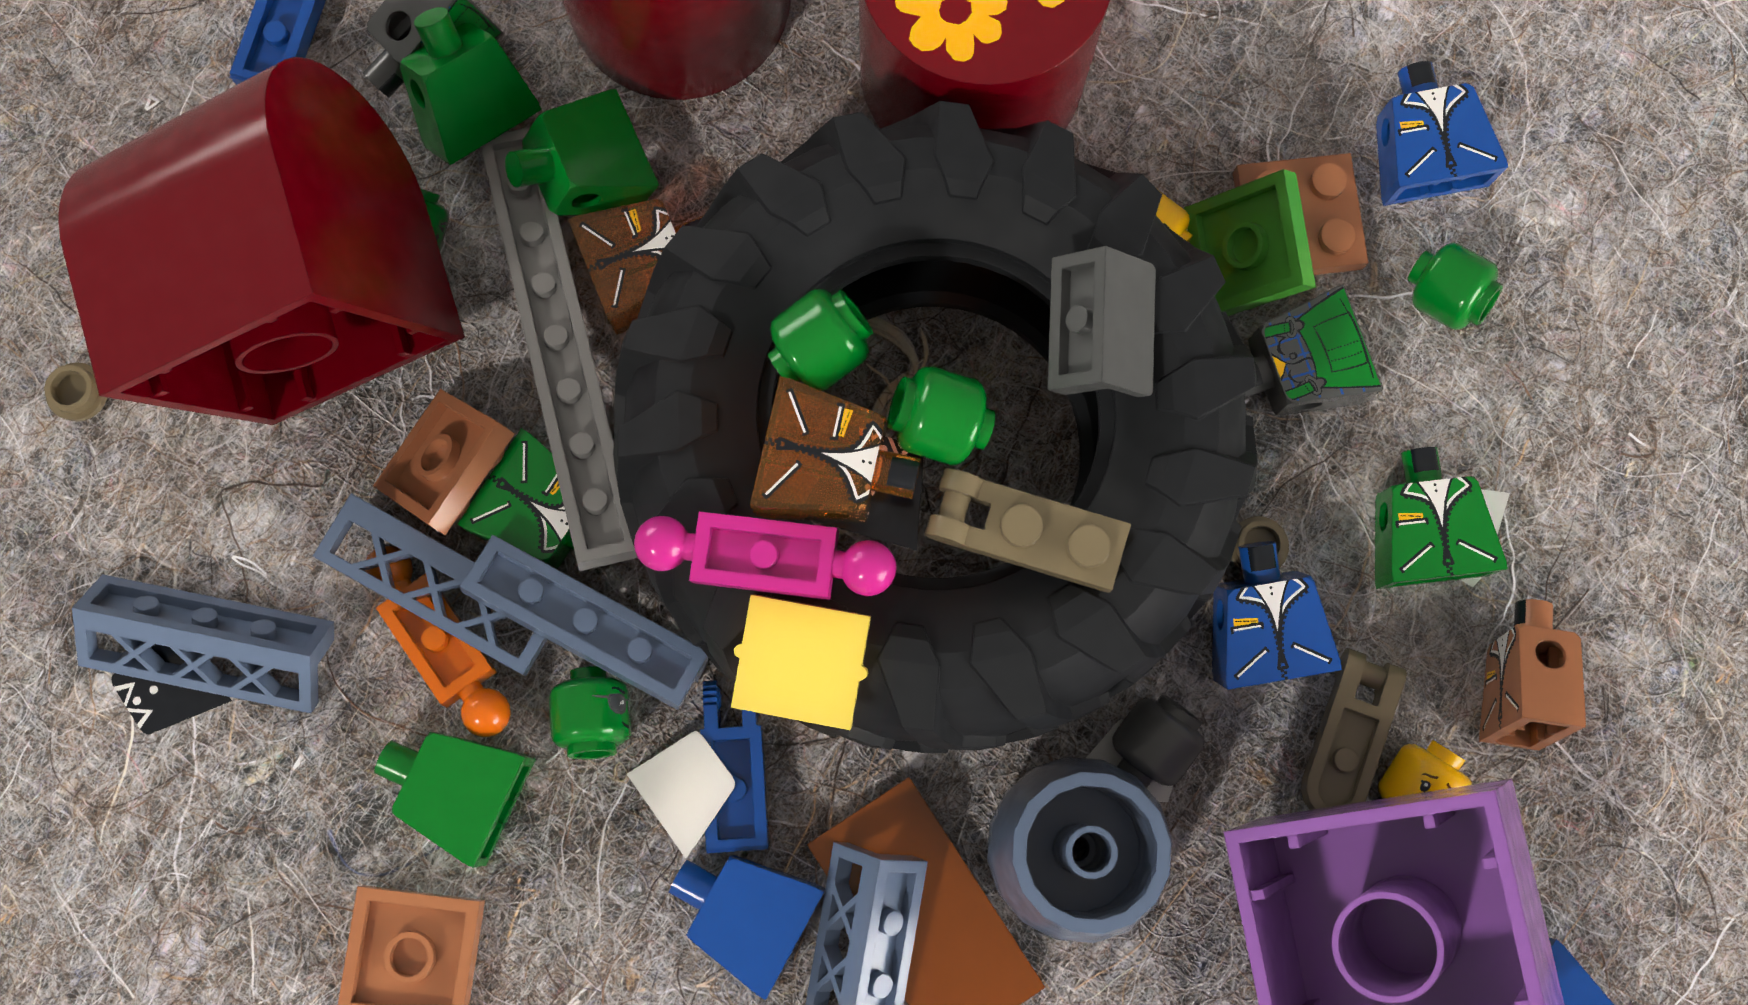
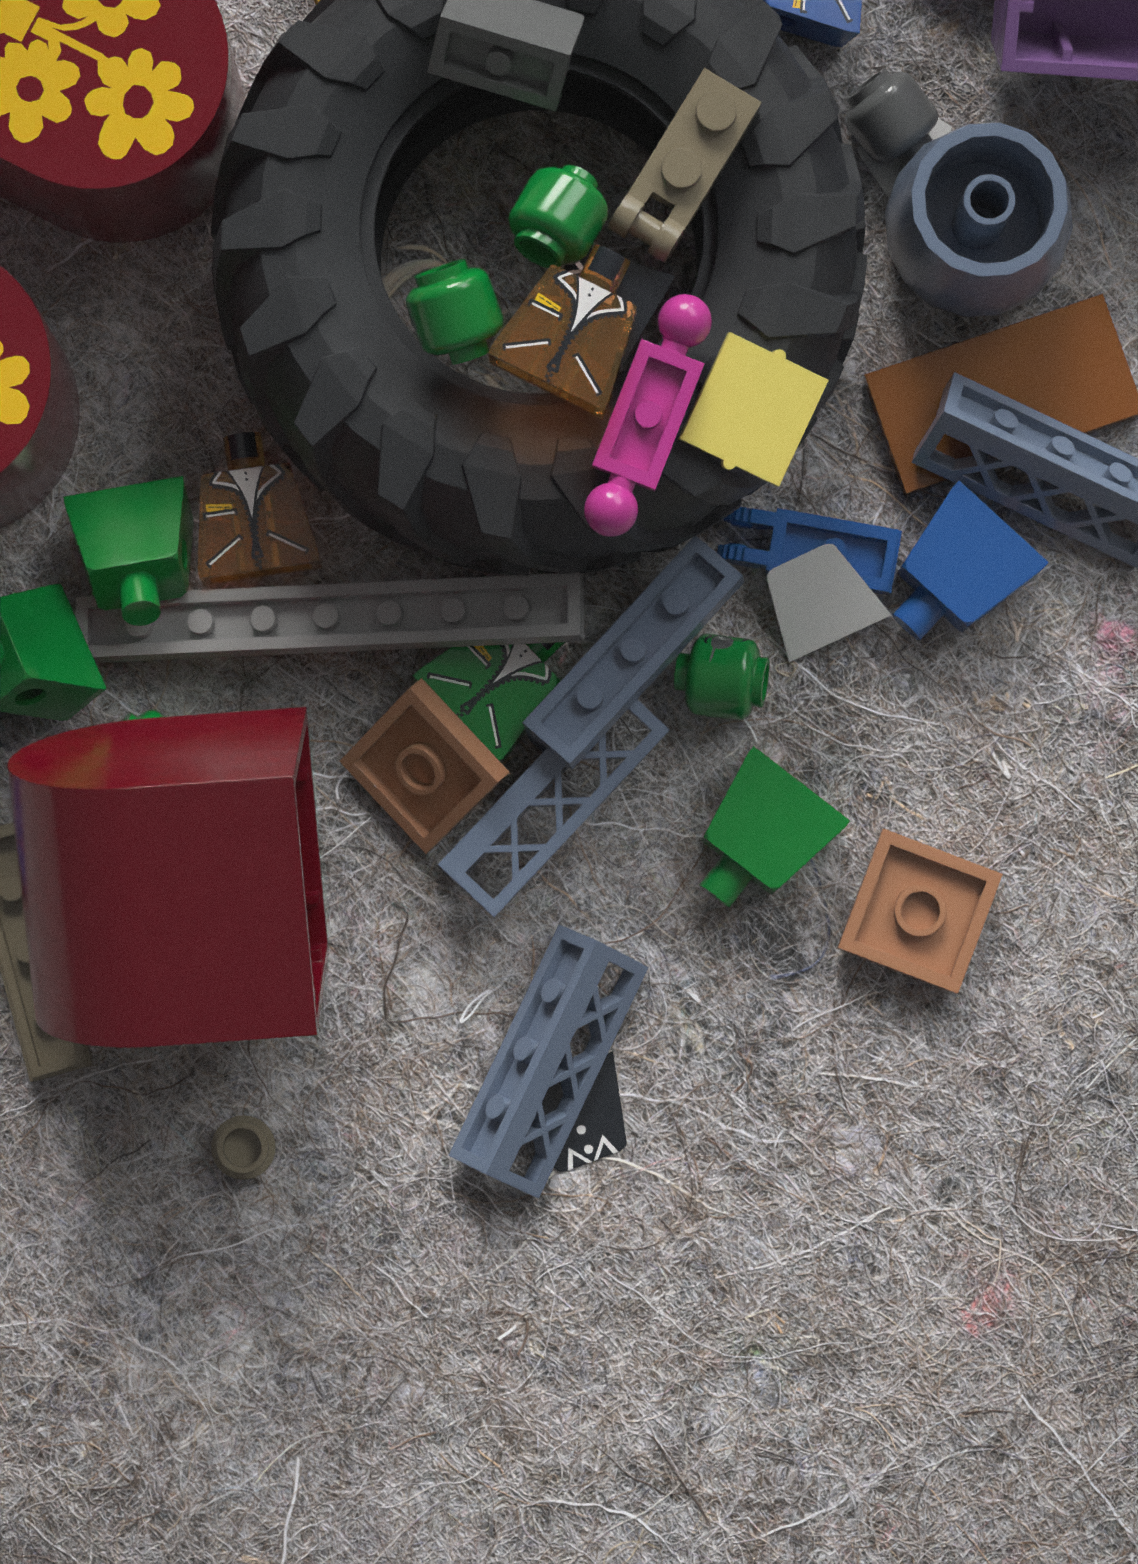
camera: 80 degrees left, 5 degrees up
(445, 662) = (628, 815): orange plate -> none

